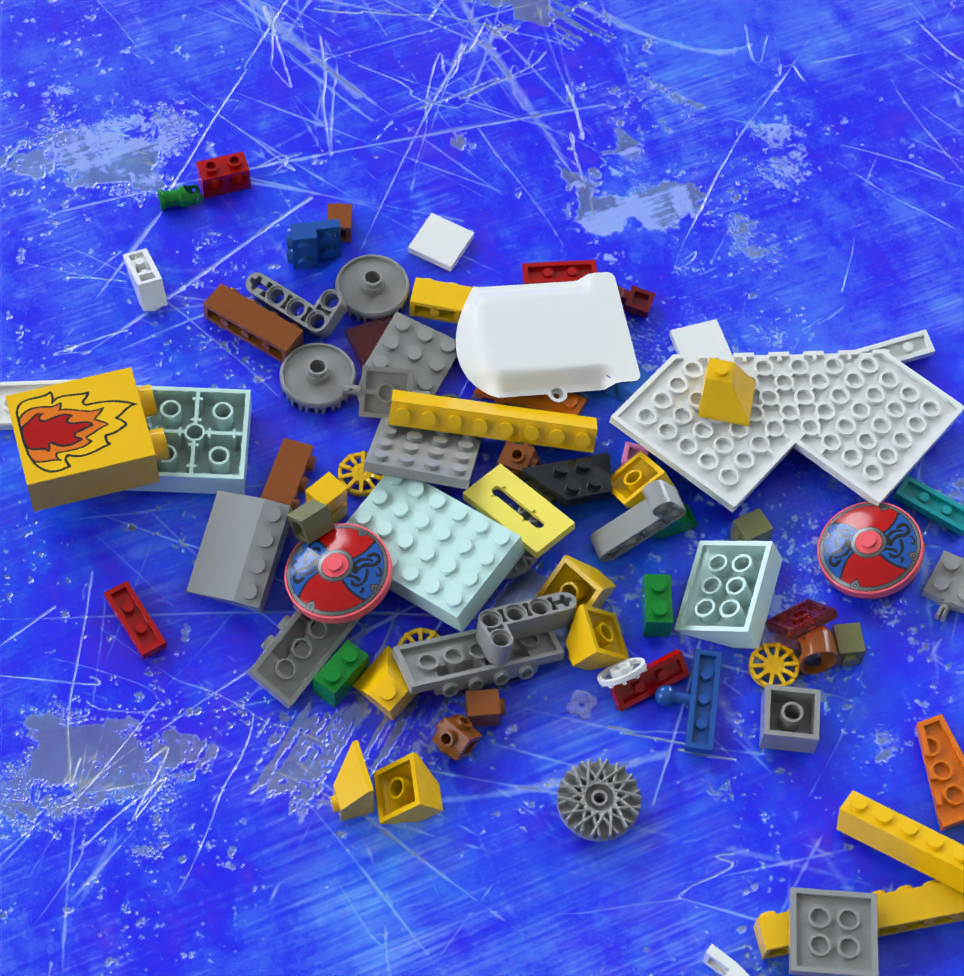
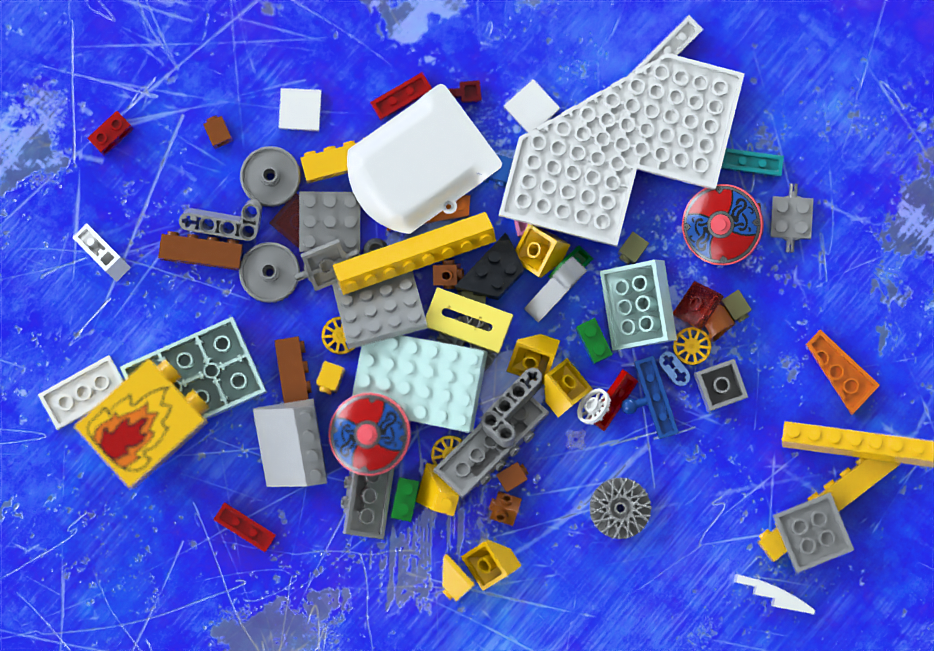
camera: 25 degrees left, 25 degrees up
(182, 196) = (87, 168): green piece -> none
(311, 521) = (332, 407): olive brick -> none
(313, 241) = (205, 169): blue plate -> none
(726, 393) = (573, 156): yellow slope -> none
(734, 683) = (678, 366): none -> medium blue beam

